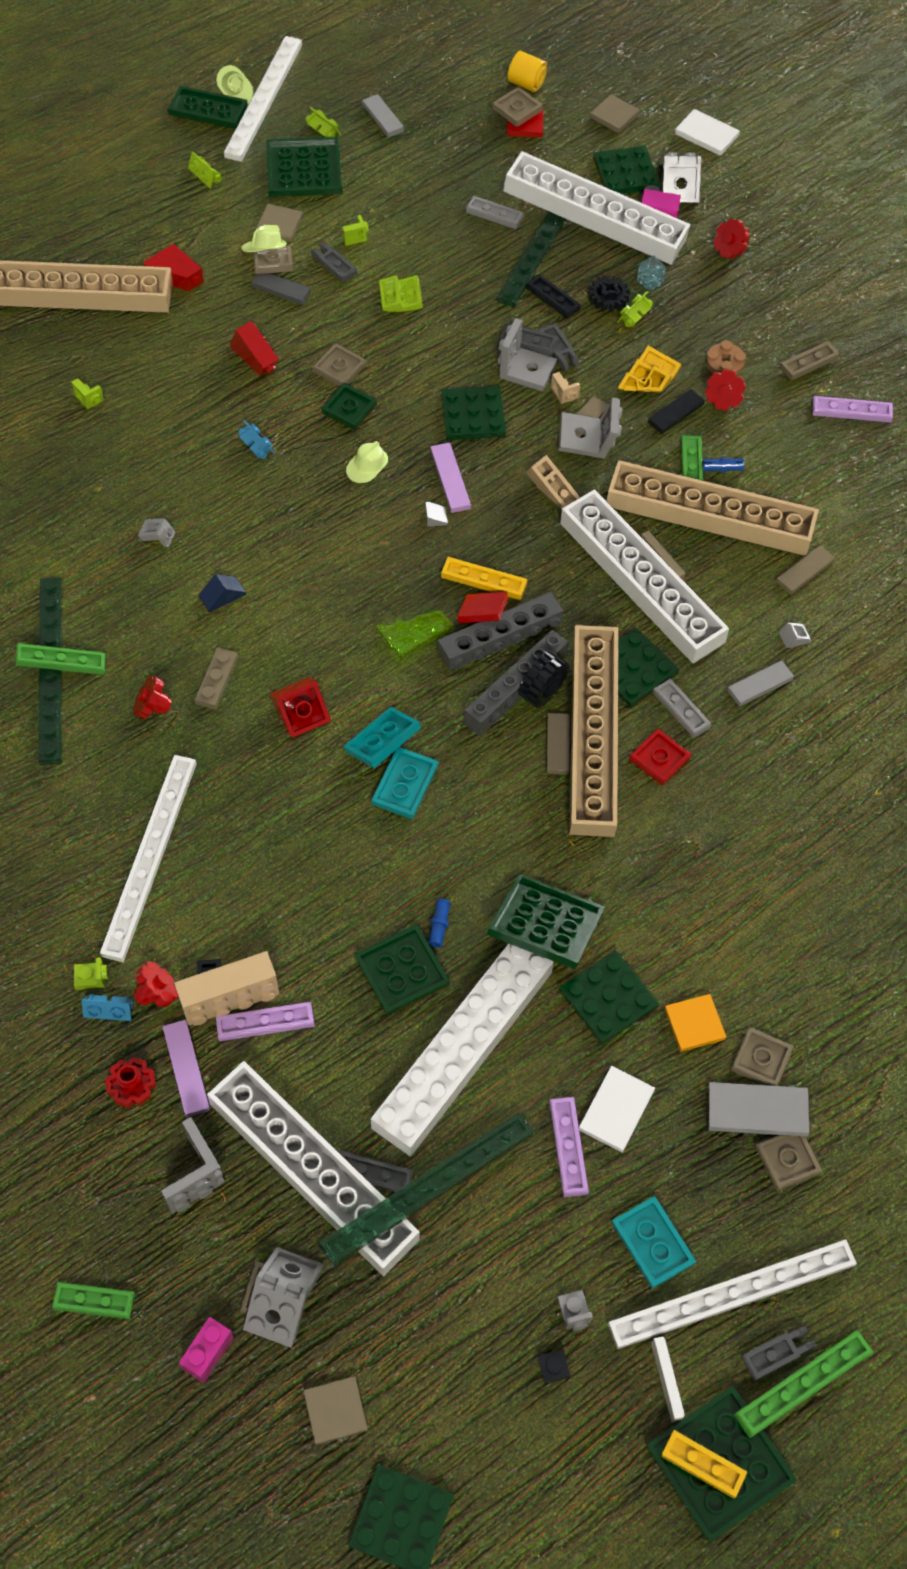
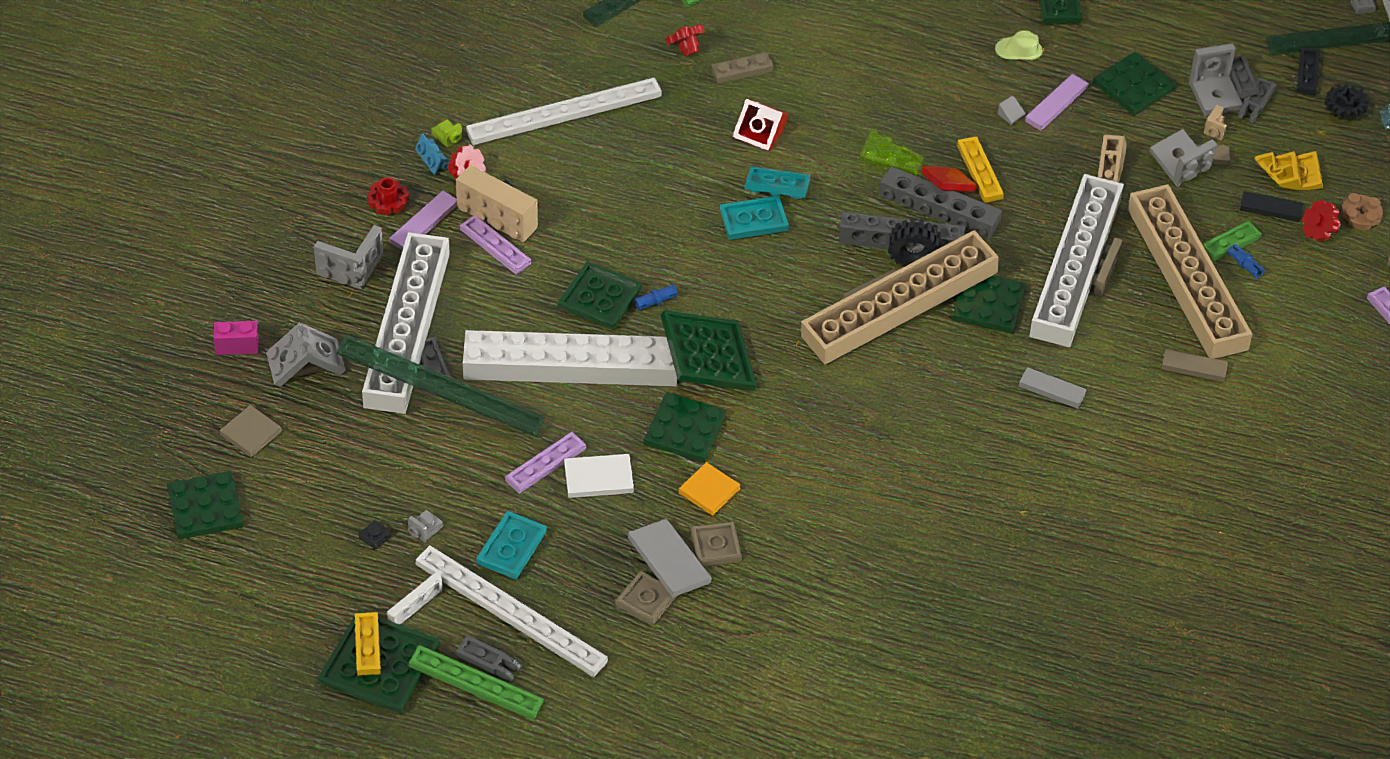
camera: 55 degrees right, 10 degrees down
(93, 1300) = (224, 266): bright green tile -> none
(221, 591) = (818, 28): dark blue slope -> none
(630, 314) = (1340, 126): lime hinge -> none
(660, 756) = (922, 358): red tile -> none
(681, 708) = (980, 350): light grey tile -> none
(794, 635) = (1123, 388): light grey slope -> none

